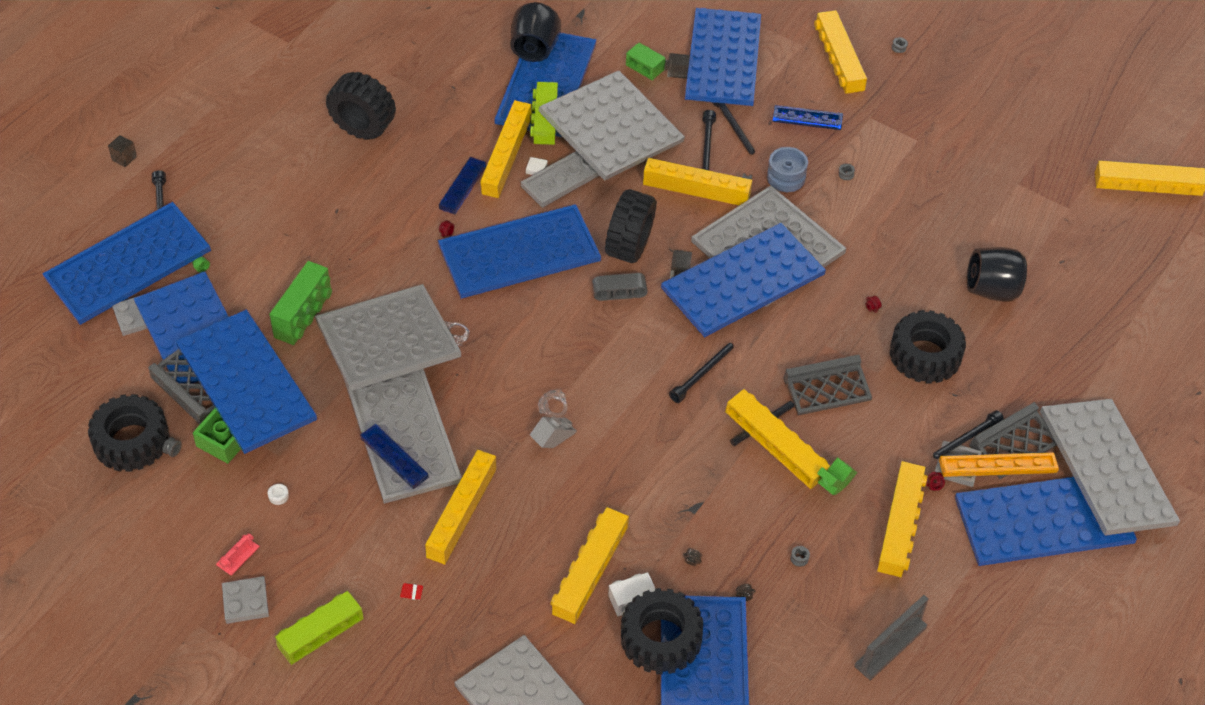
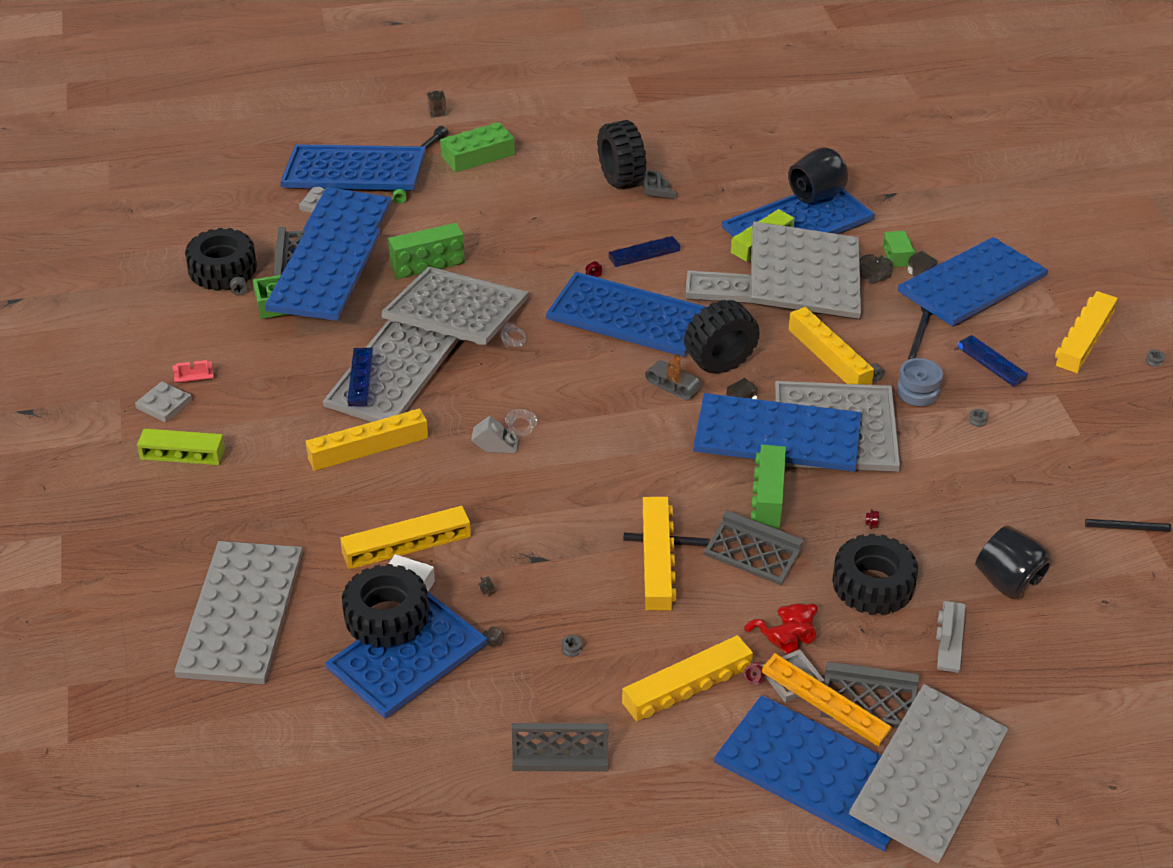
camera: 45 degrees right, 10 degrees down
(212, 173) = (477, 147): none -> bright green brick
(278, 494) = (266, 356): white tile -> none
(406, 118) = (656, 185): none -> dark grey wing
(411, 591) = (270, 471): red sticker -> none
(506, 149) = (699, 242): yellow brick -> none
(535, 165) = (716, 267): white tile -> none
(625, 277) = (674, 369): none -> clear orange slope
(652, 82) = (875, 268): none -> clear smoke plate
(679, 393) = (625, 476): black piece -> none
(709, 119) = (901, 315): black piece -> none
(793, 329) = (769, 485): none -> bright green brick
(836, 477) = (673, 612): bright green brick -> none
(916, 418) = (796, 627): none -> red animal
(992, 419) = (821, 659): black piece -> none
(1011, 357) = (950, 636): none -> light grey bracket
(1017, 193) = (1130, 525): none -> black bar

